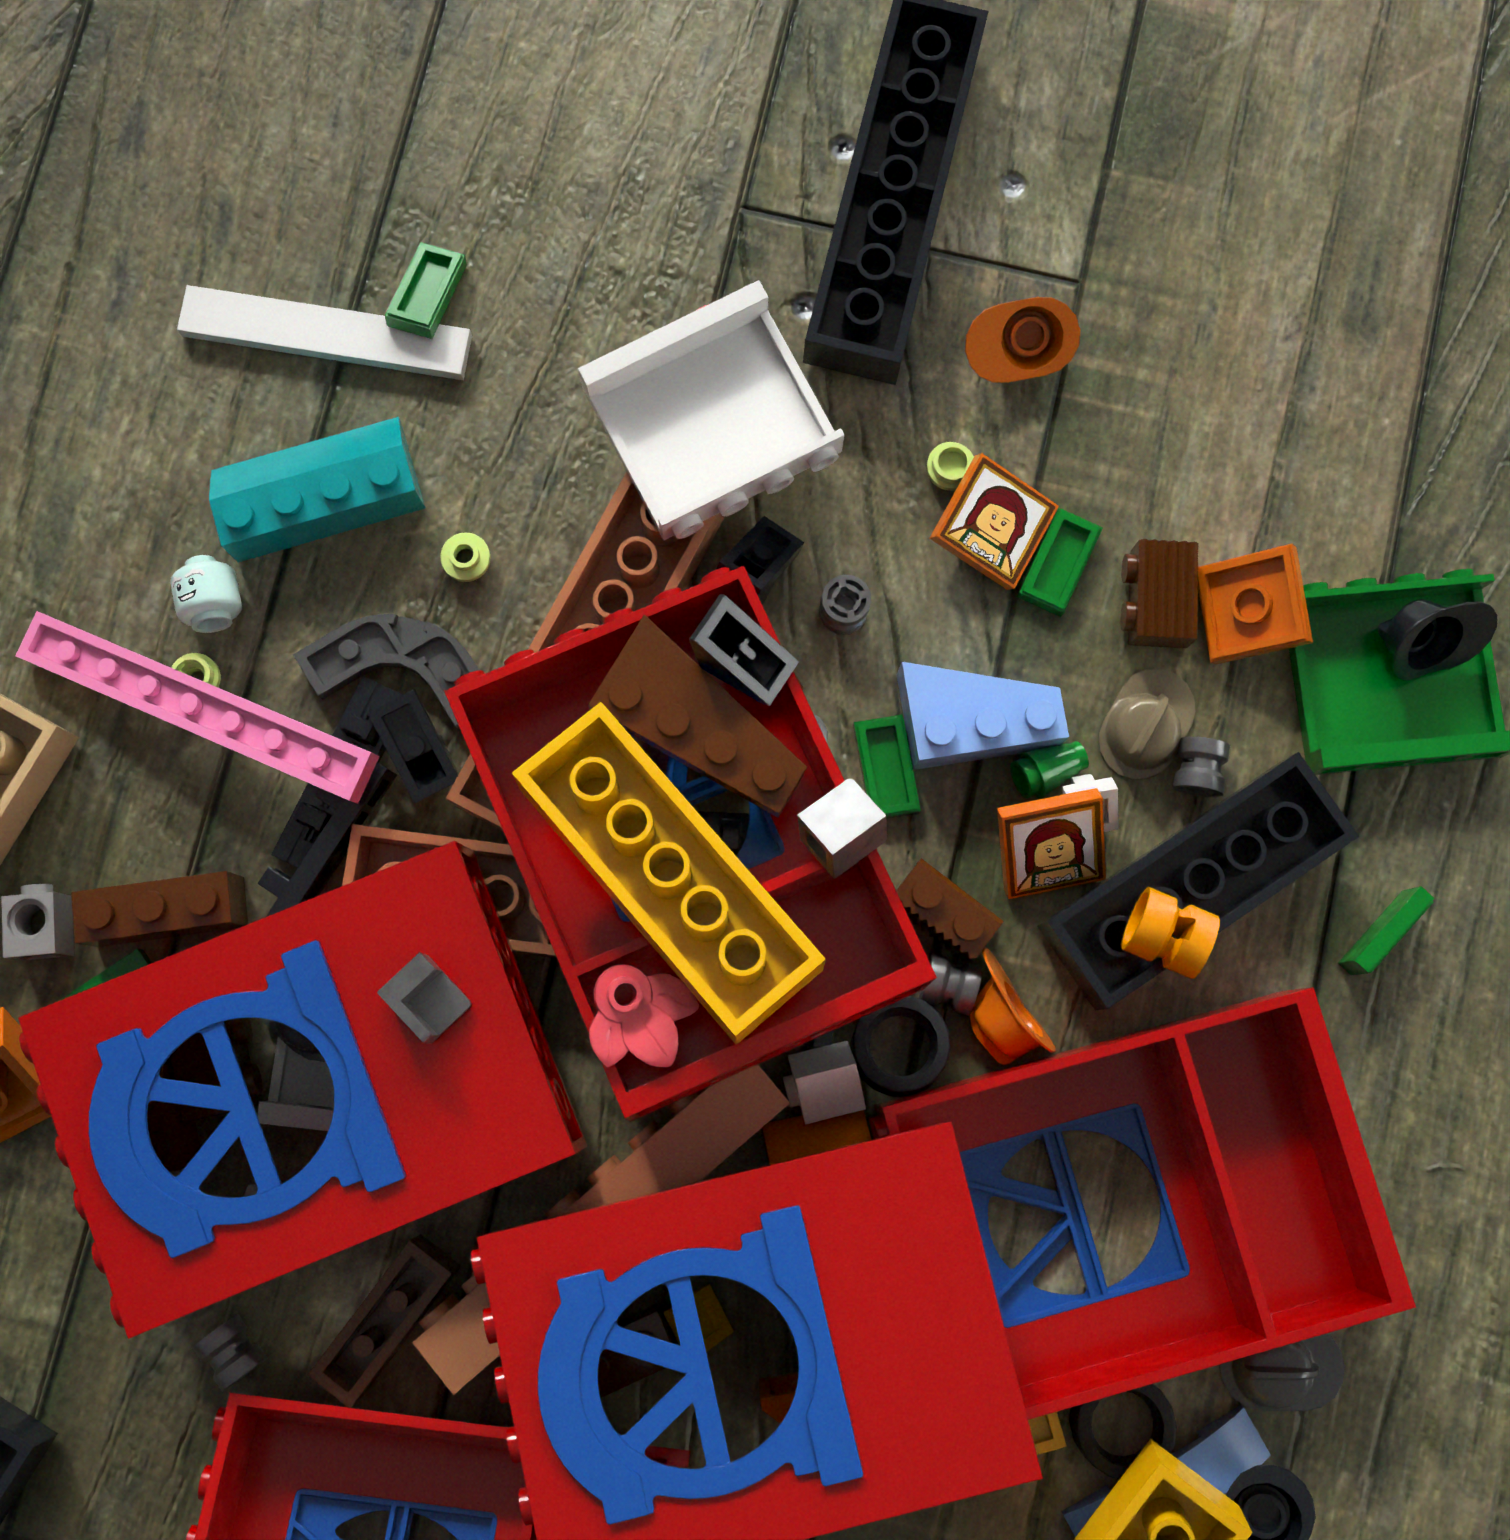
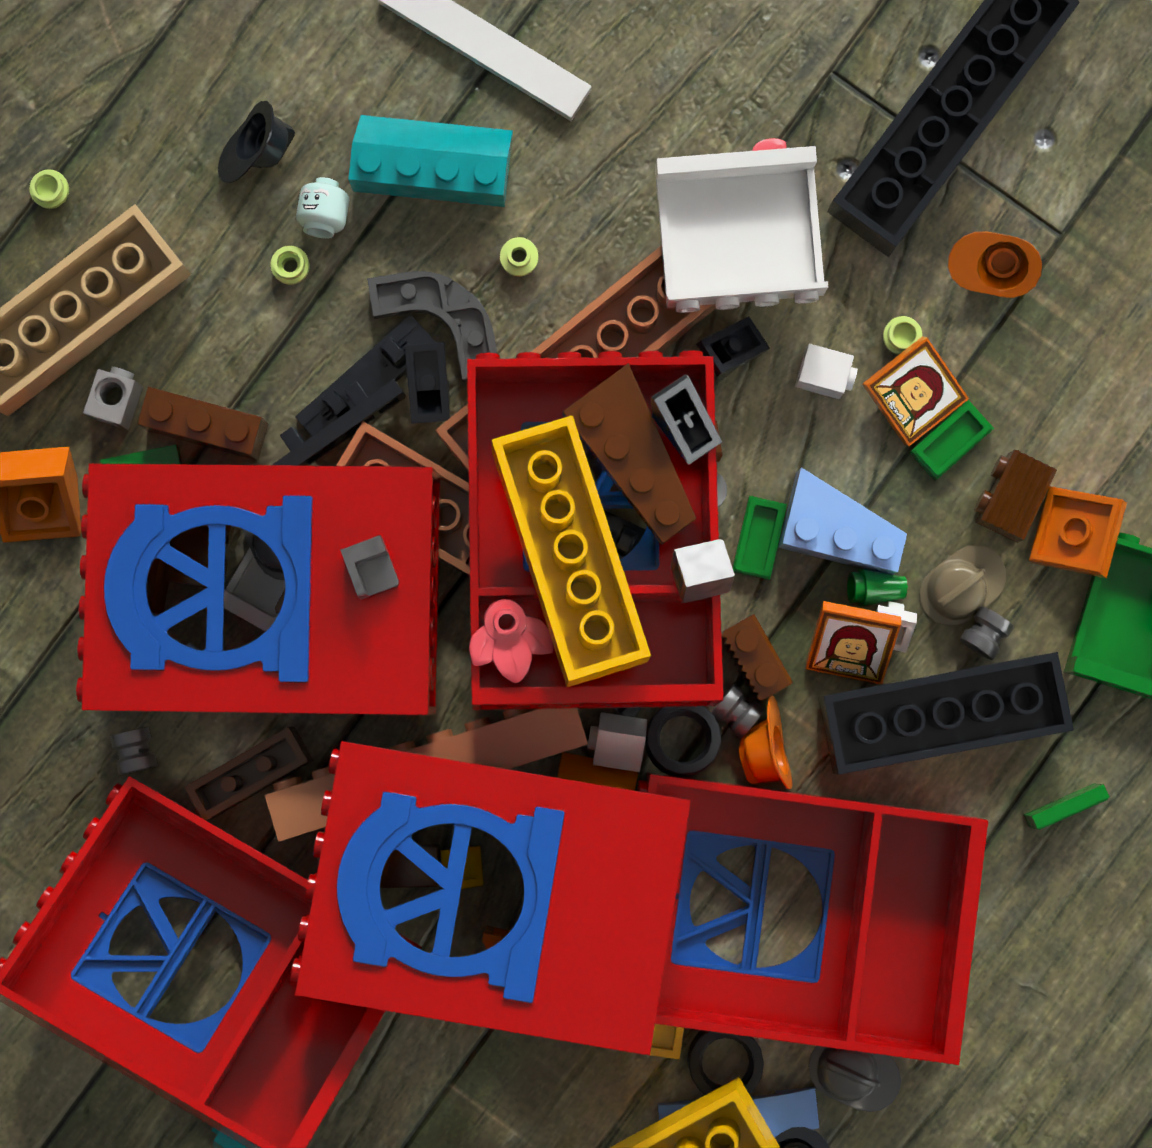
camera: 25 degrees right, 5 degrees up
(99, 551) = (256, 143): none -> black piece
(199, 707) = (286, 290): bright pink plate -> none
(426, 290) = (571, 43): tile -> none
(845, 614) = (777, 413): flat silver wheel -> none
(881, 542) = (826, 371): none -> white brick
(1154, 922) = (894, 729): light orange wheel -> none

